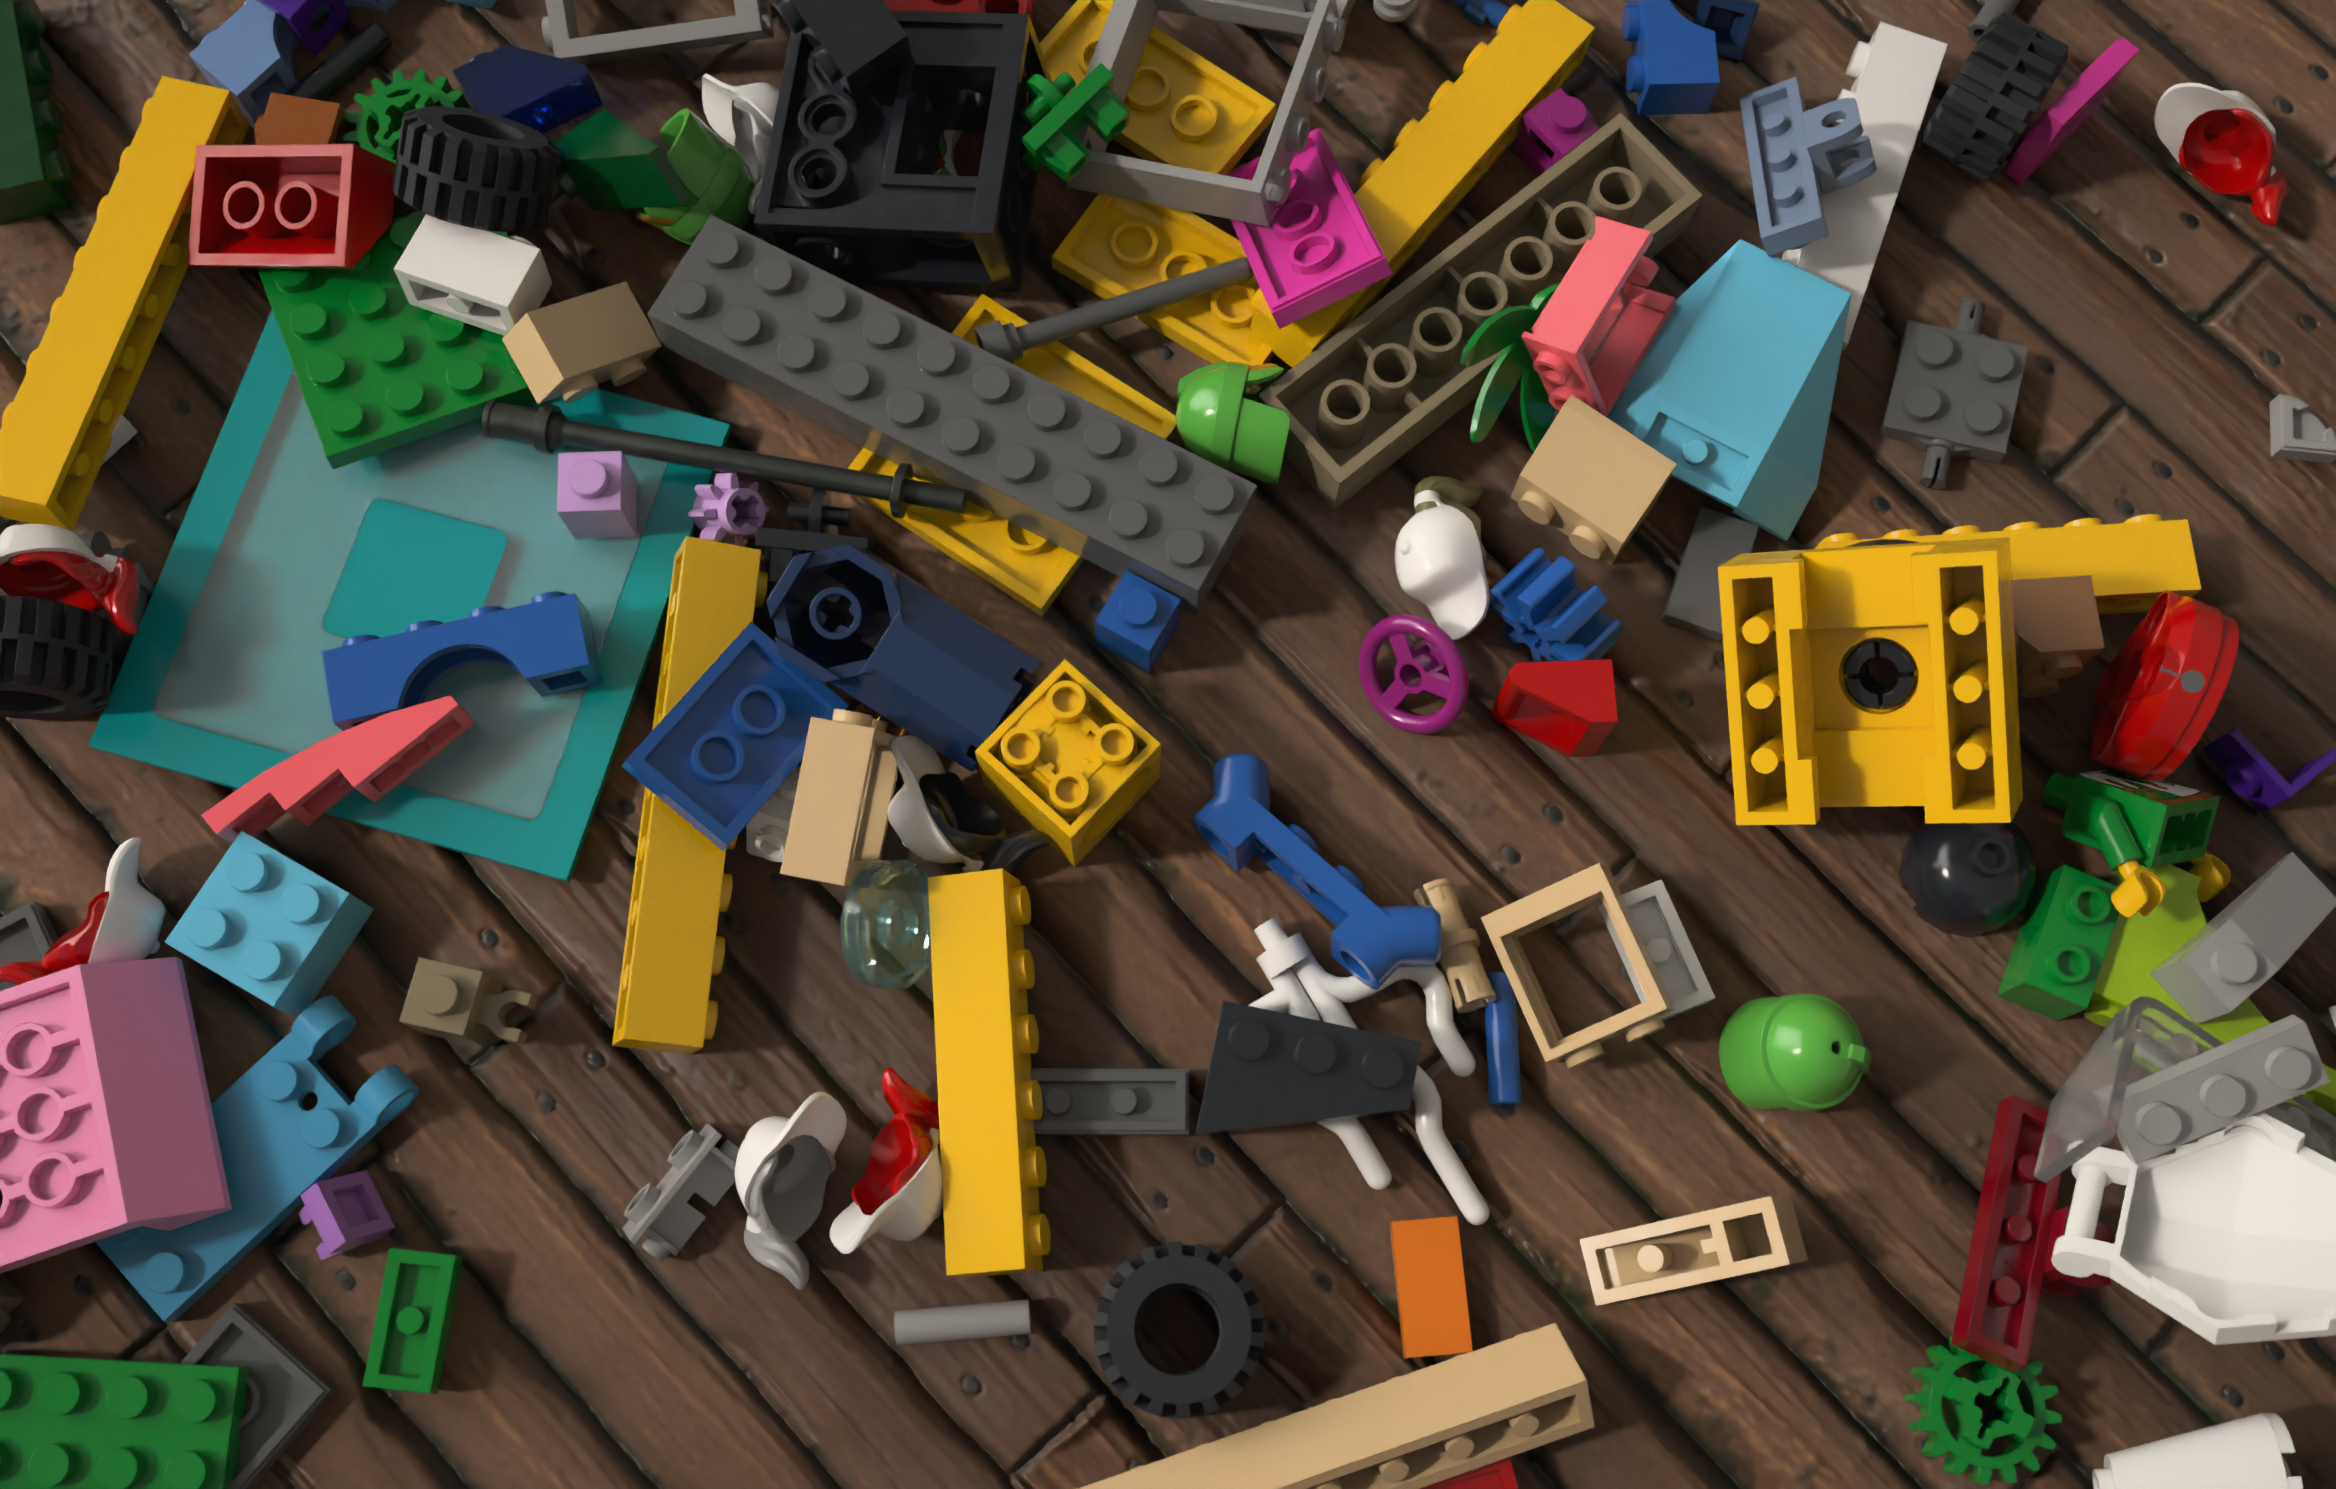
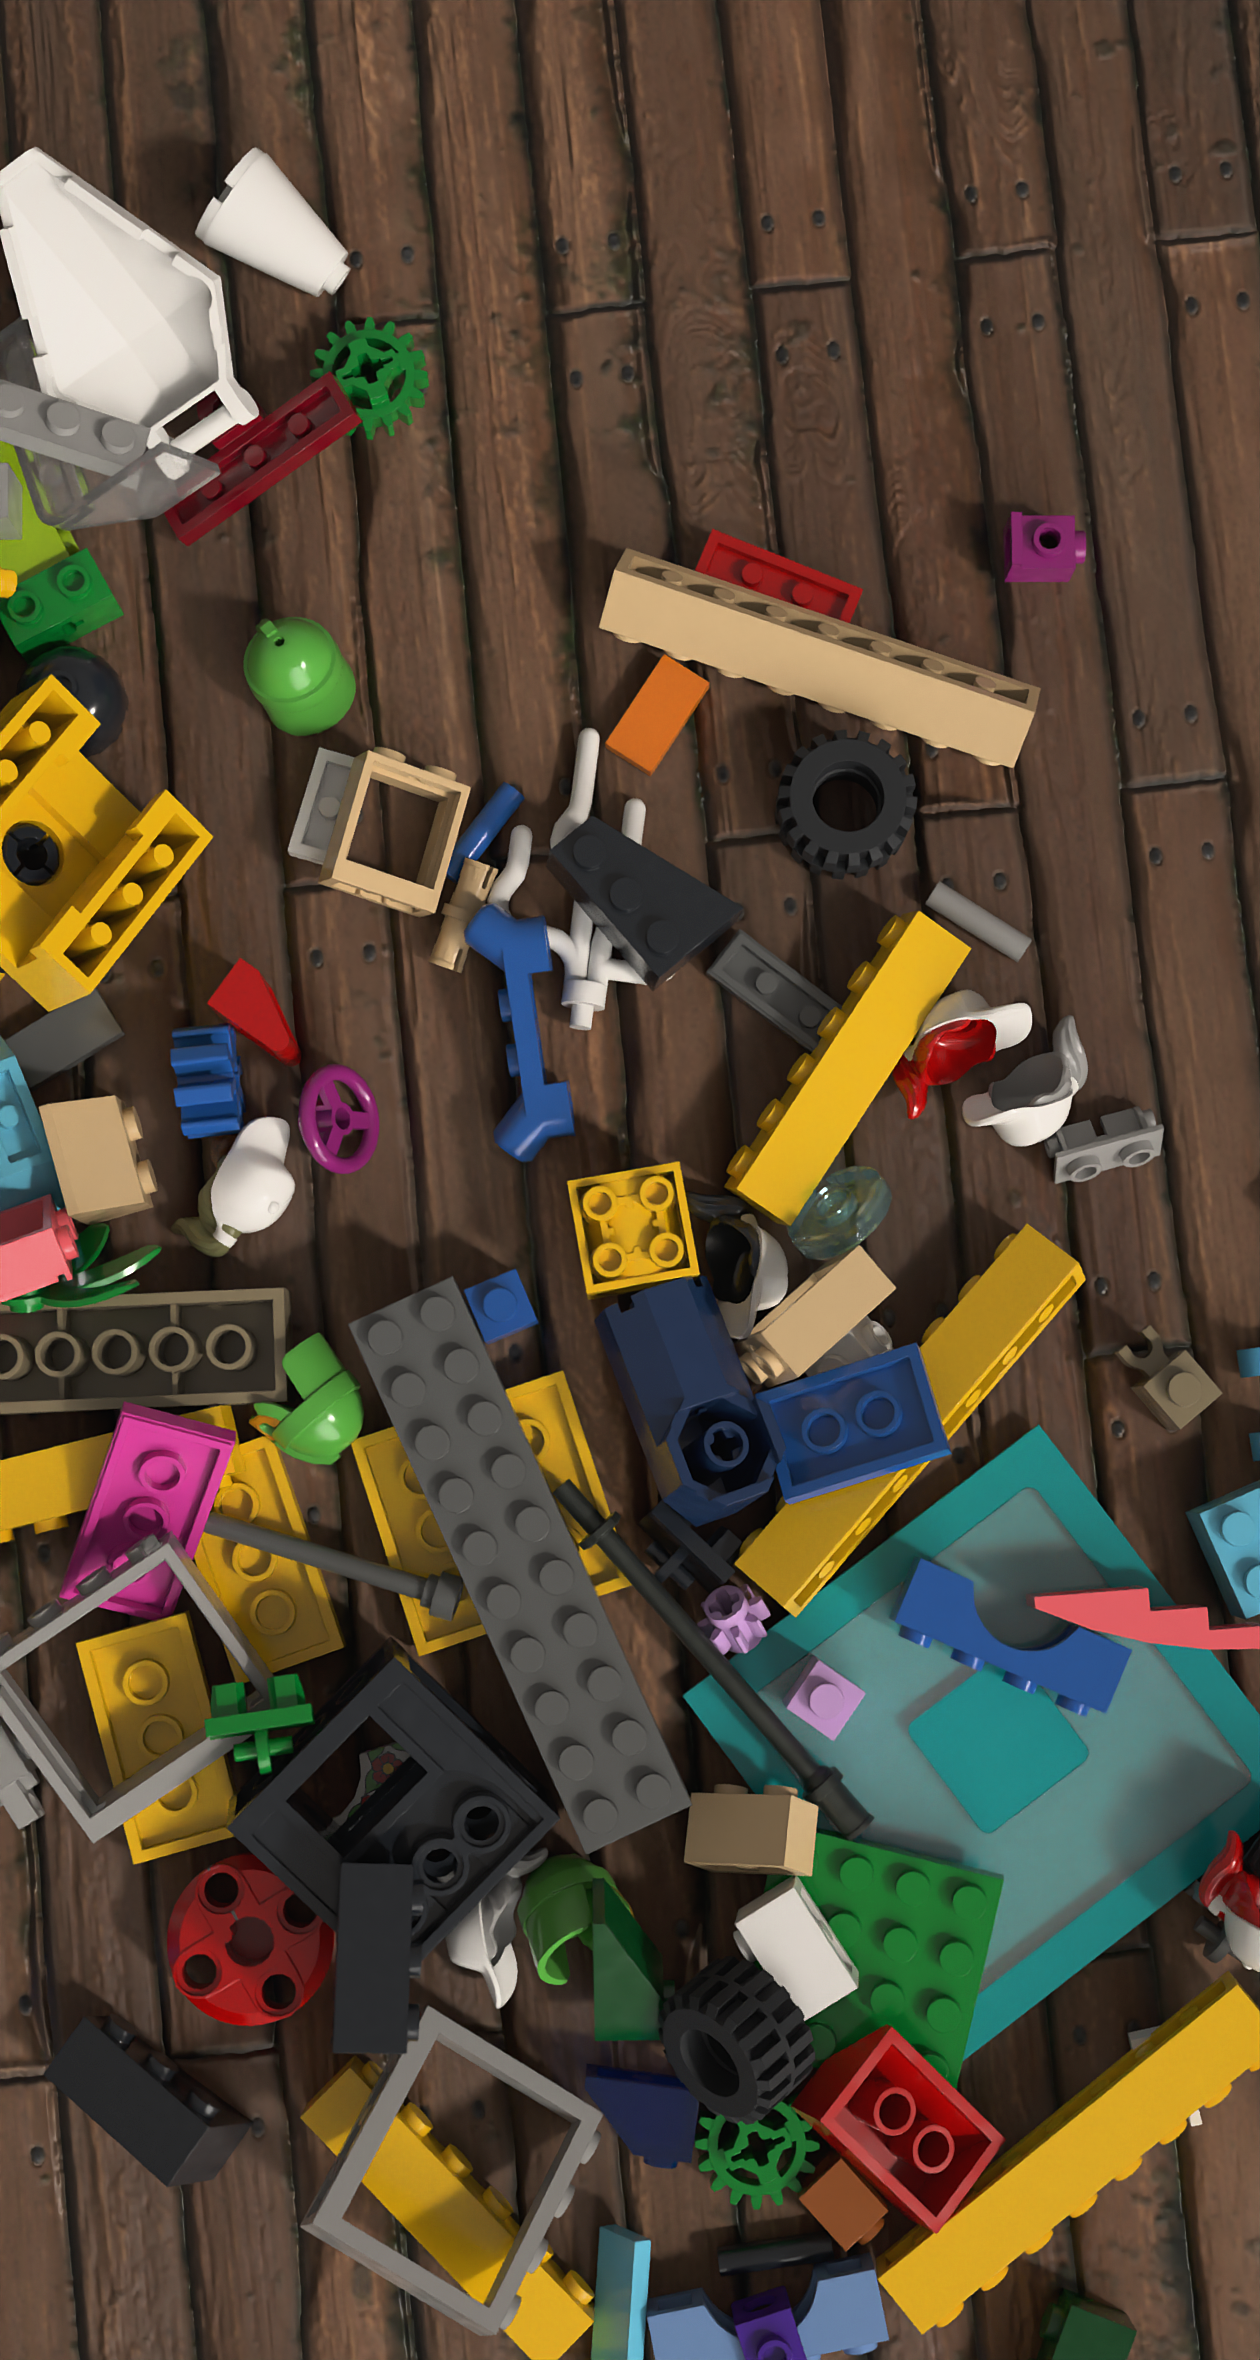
camera: 145 degrees left, 10 degrees up
(1693, 1249) = (467, 604): tan slope -> none

